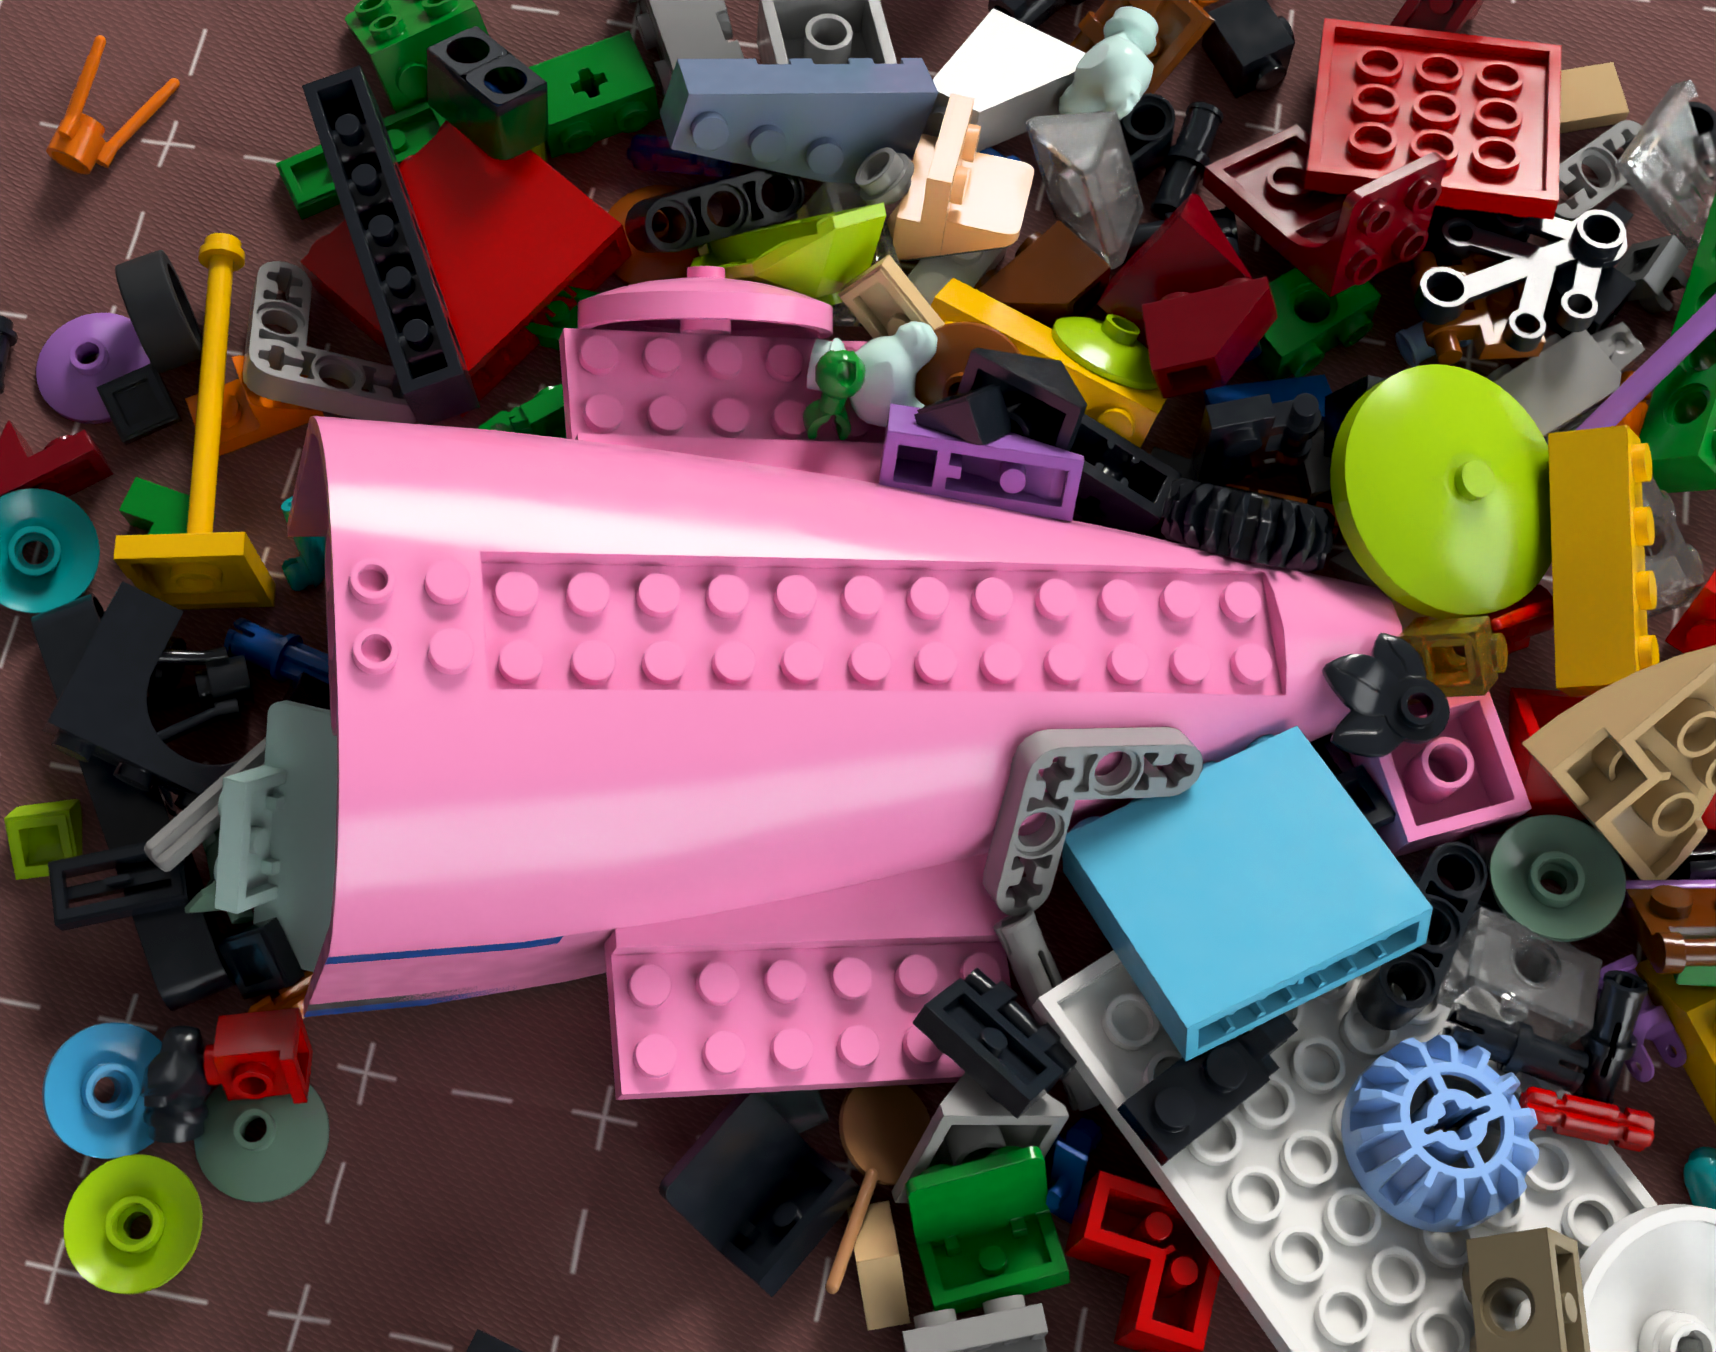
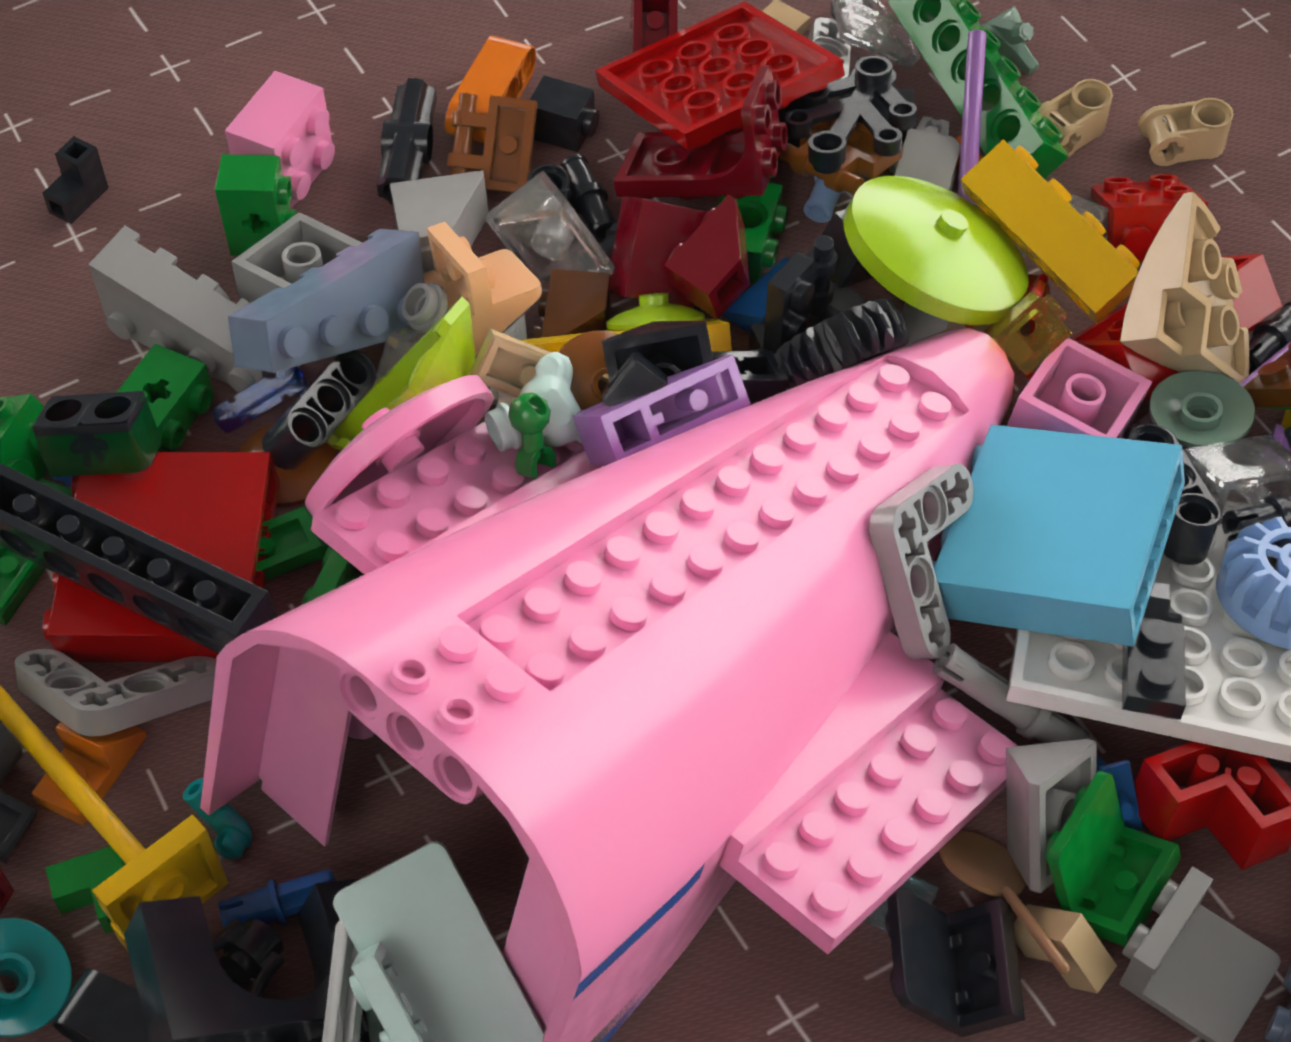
camera: 45 degrees left, 15 degrees down
(996, 1041) = (1034, 728): black plate -> none
(1115, 69) = (505, 161): light aqua animal -> none
(1378, 697) = (1025, 370): black plate -> none
(1654, 267) = (911, 75): dark grey tile -> none

